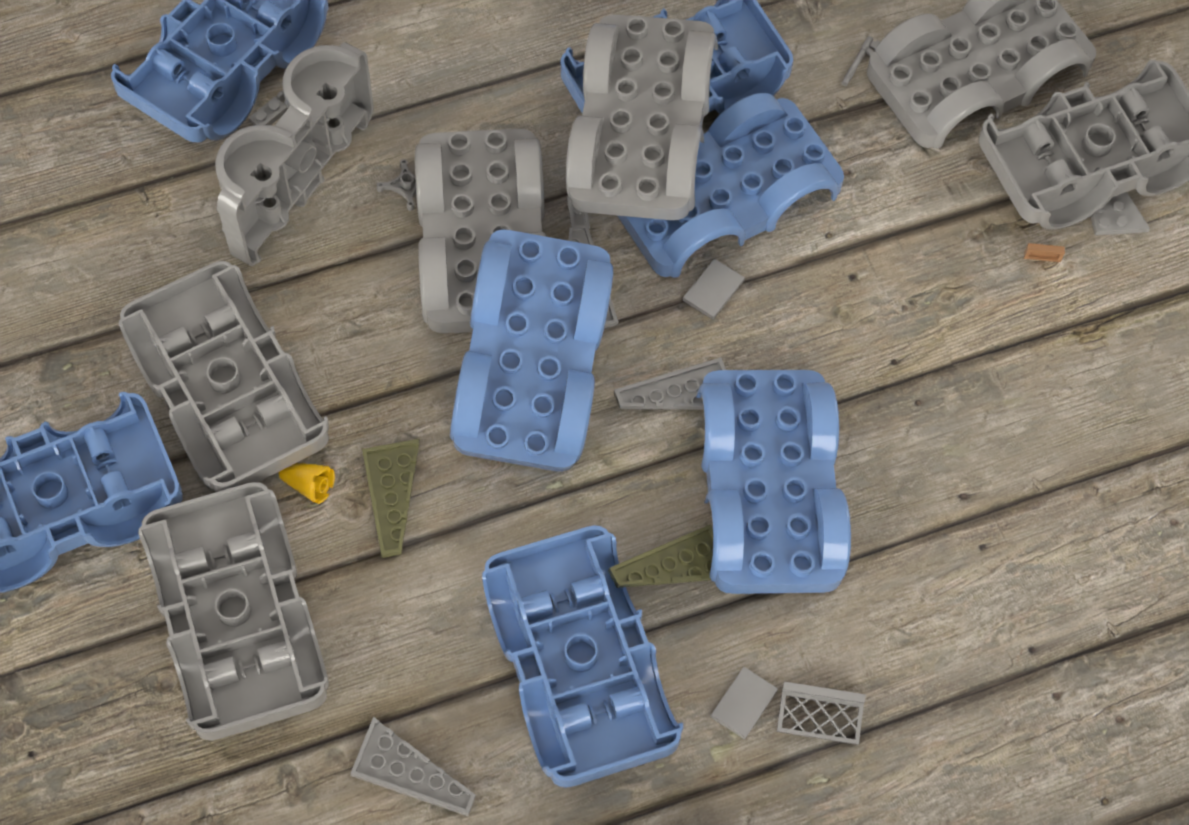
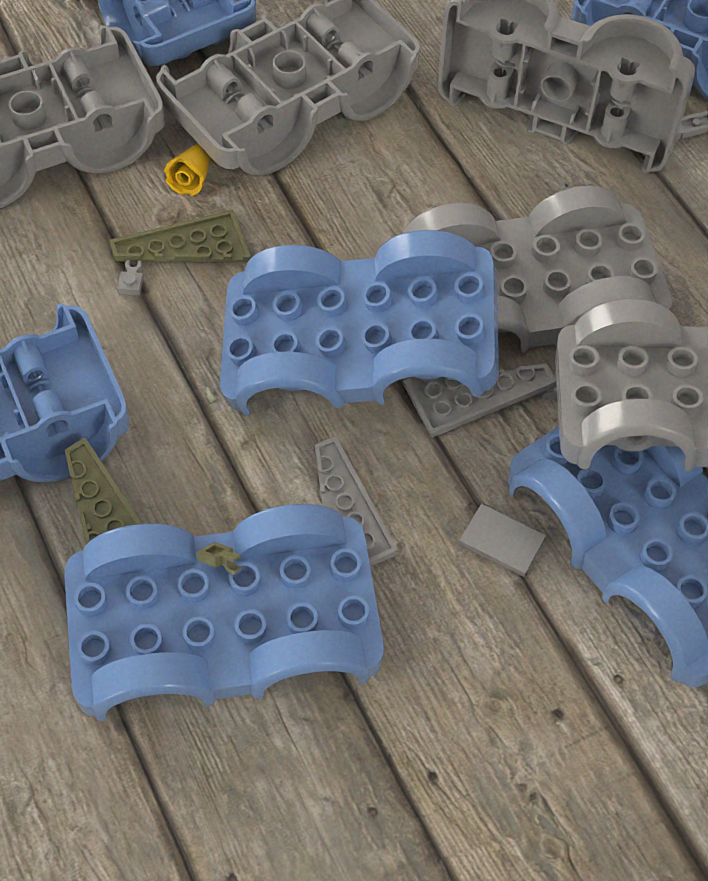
camera: 85 degrees right, 5 degrees down
(426, 541) = (131, 280): none -> light grey plate
(736, 466) = (218, 555): none -> olive plate

